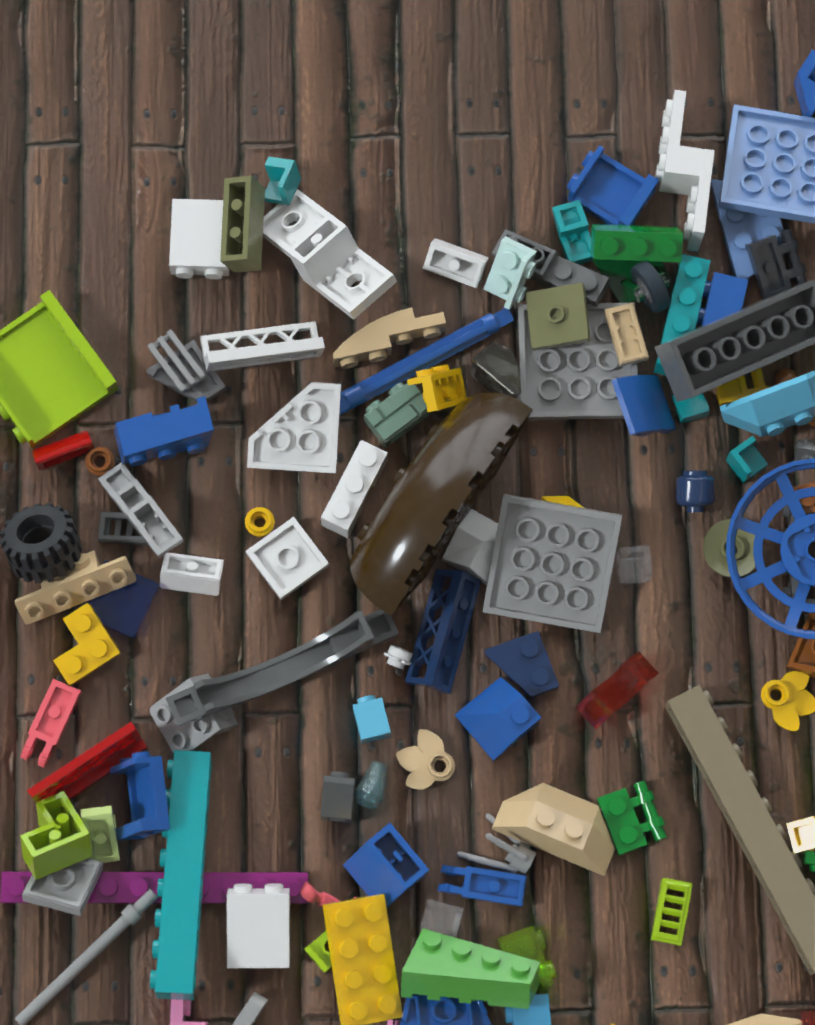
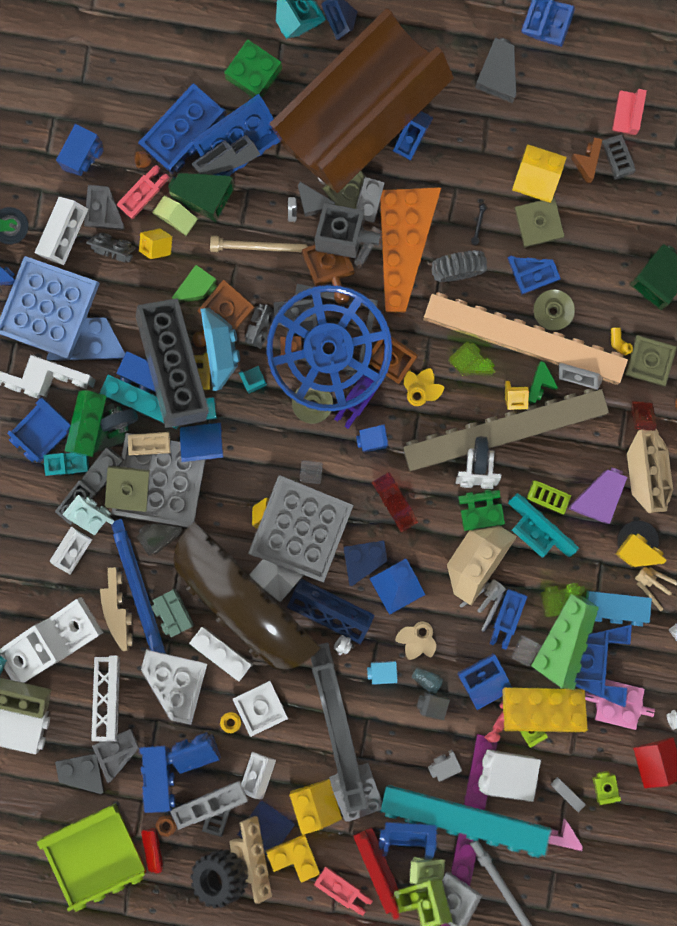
camera: 75 degrees left, 10 degrees up
(149, 323) = (81, 773): none -> dark grey wing
(162, 342) = (89, 768): light grey tile -> none
(162, 659) = (315, 806): none -> yellow slope
(208, 475) = (194, 754): none -> blue slope
(253, 833) = (444, 766): none -> light grey brick
(440, 387) = (161, 580): yellow bracket -> none
(619, 904) = (538, 530): none -> teal bracket
(688, 987) = (601, 496): none -> medium lavender slope
(695, 490) = (267, 419): dark blue head -> none
(701, 641) = (372, 438): none -> blue slope
(709, 792) = (480, 456): none -> white plate
(743, 615) = (362, 384): none -> dark purple hinge
(769, 265) = (117, 334): black plate -> none

